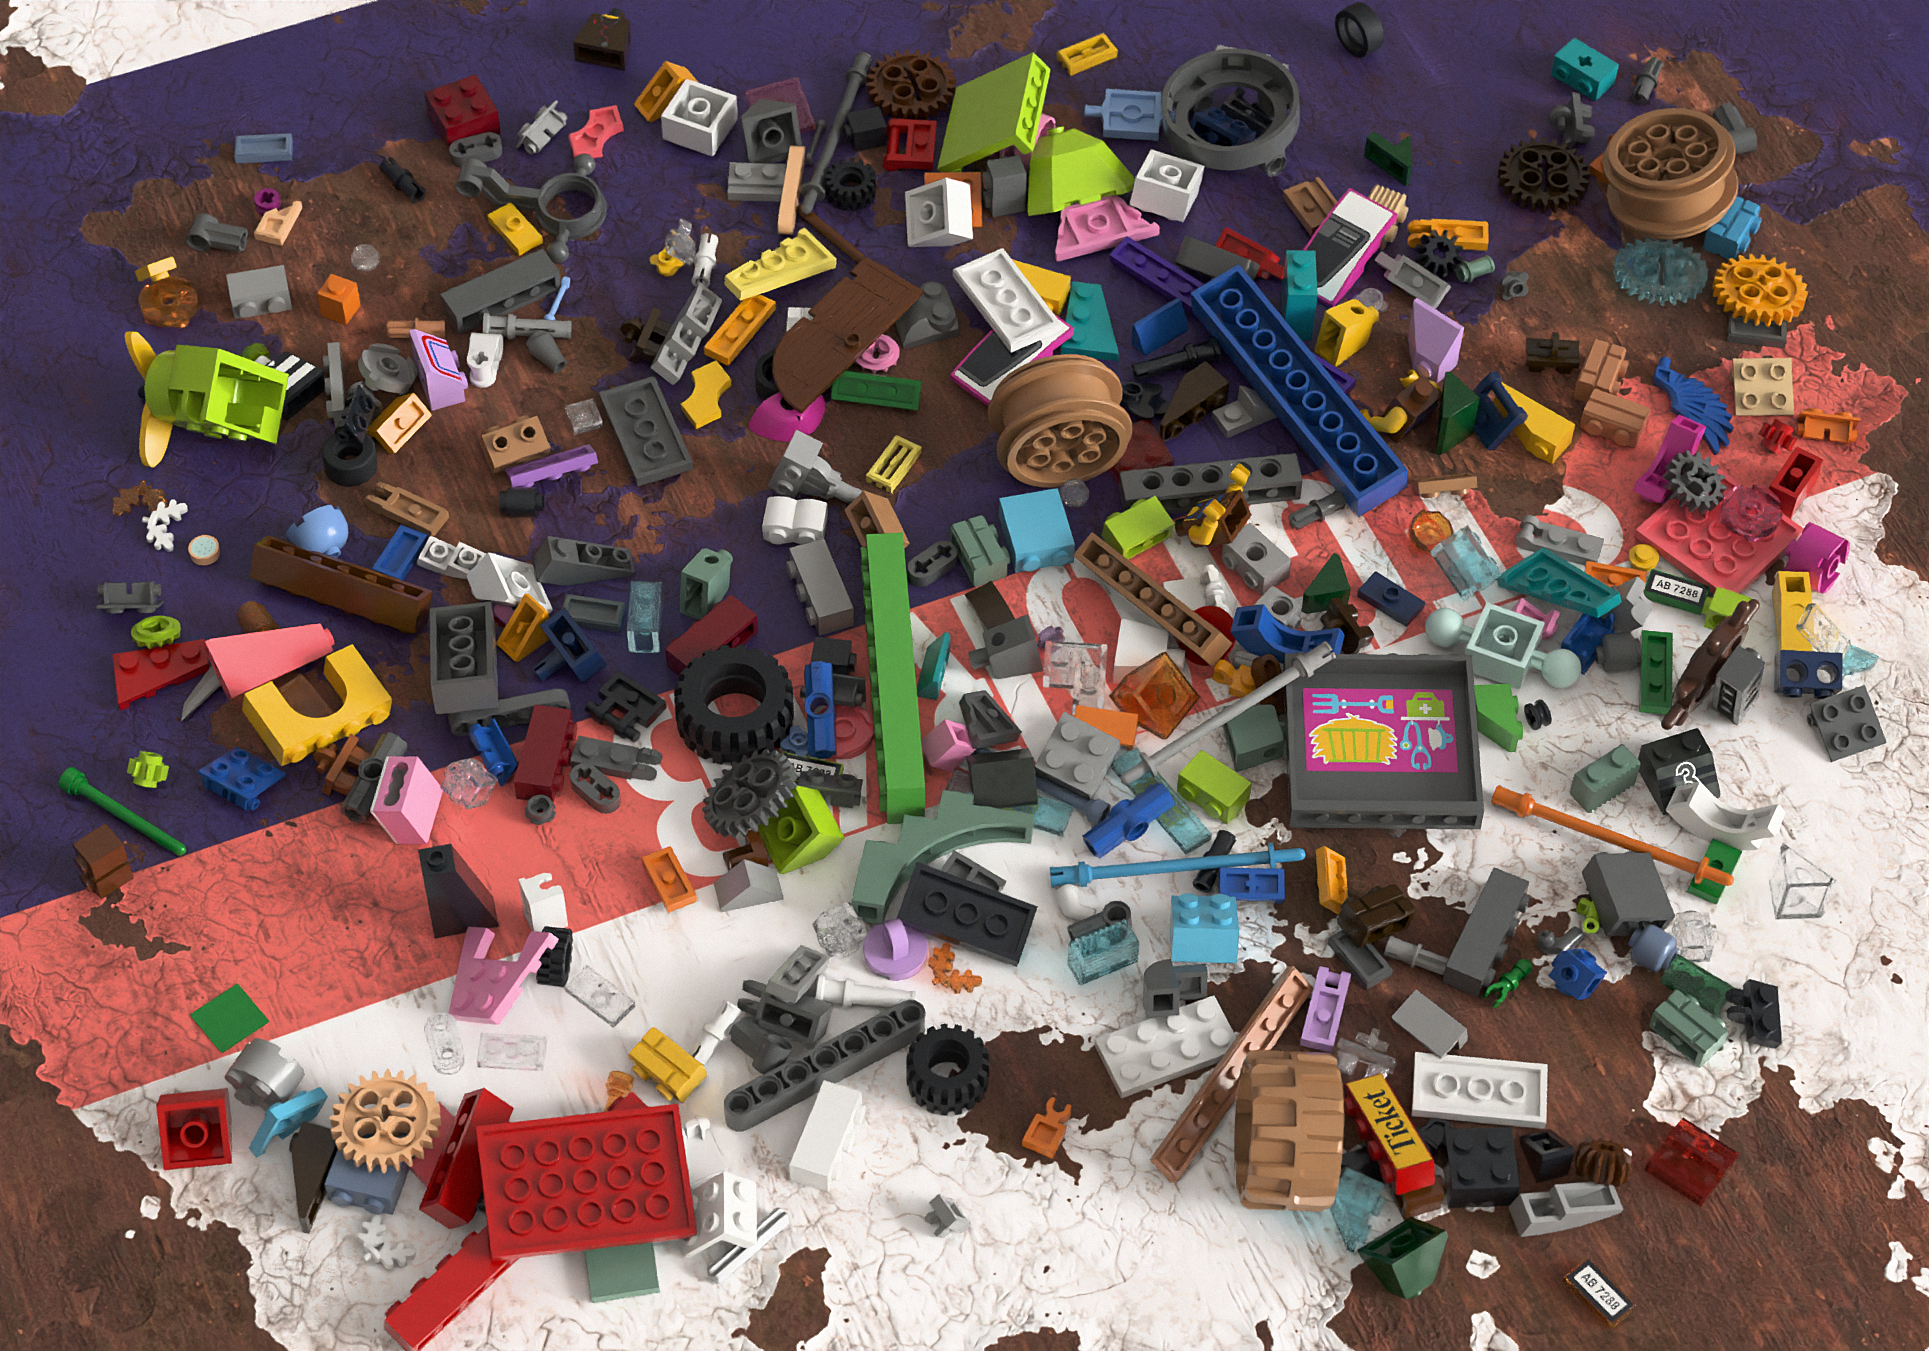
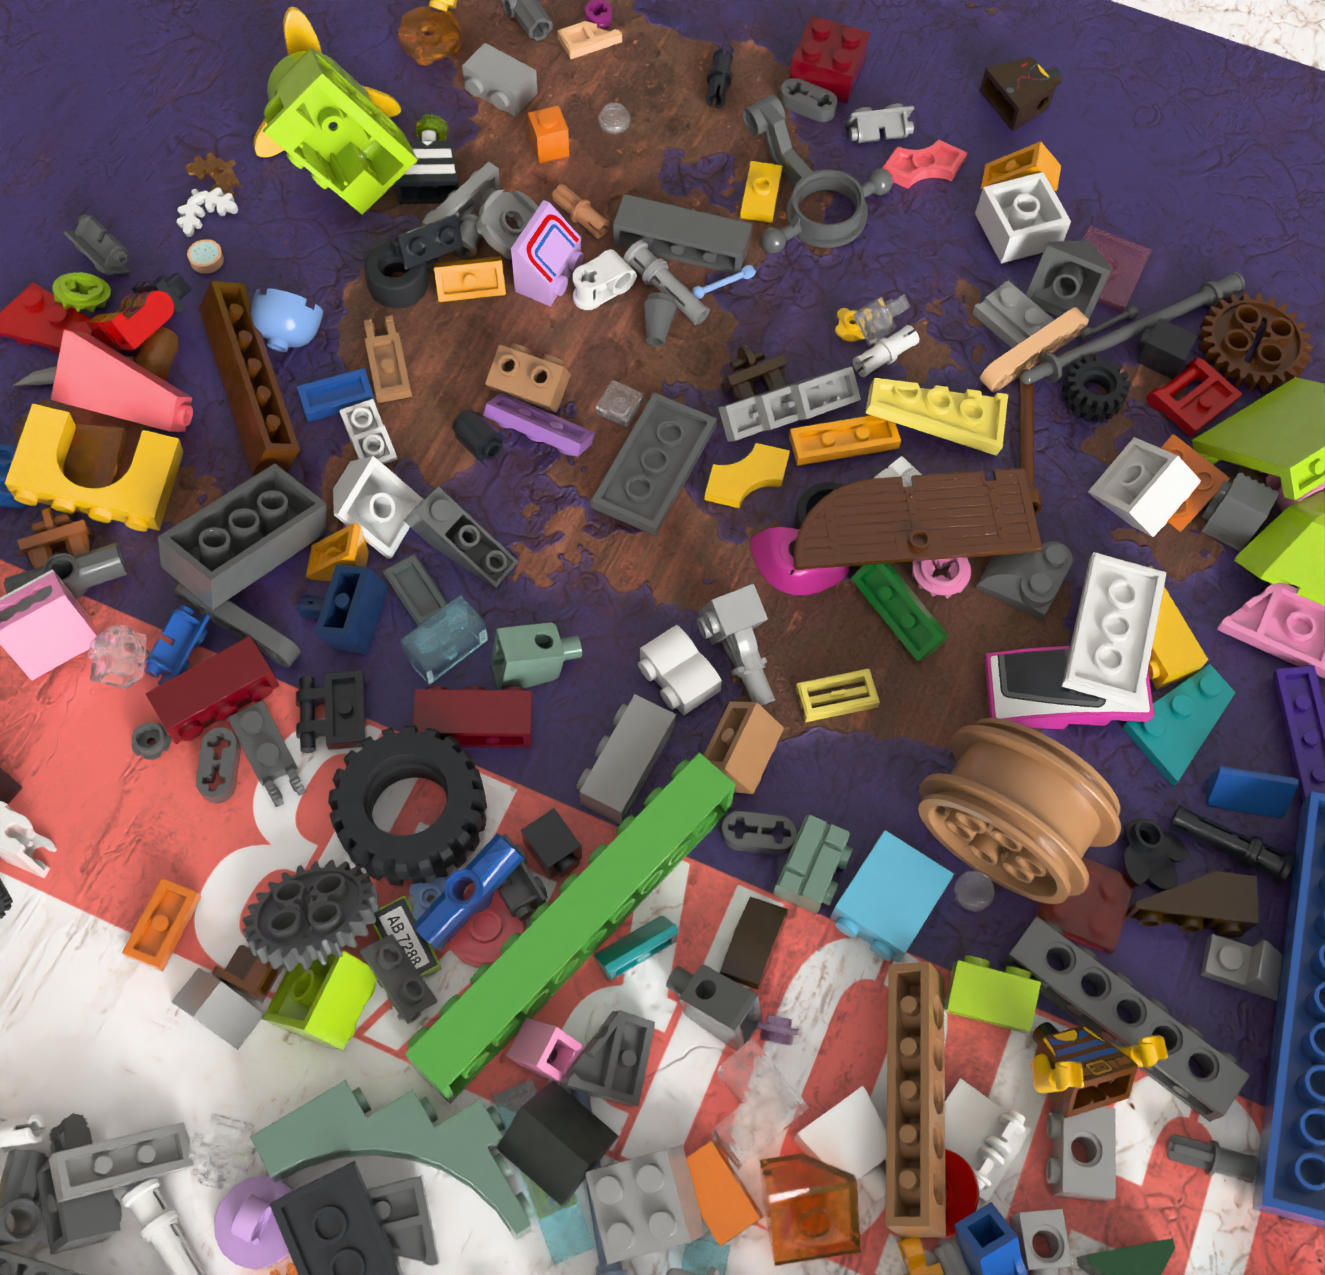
camera: 45 degrees right, 10 degrees up
(222, 602) = (141, 312): none -> hips

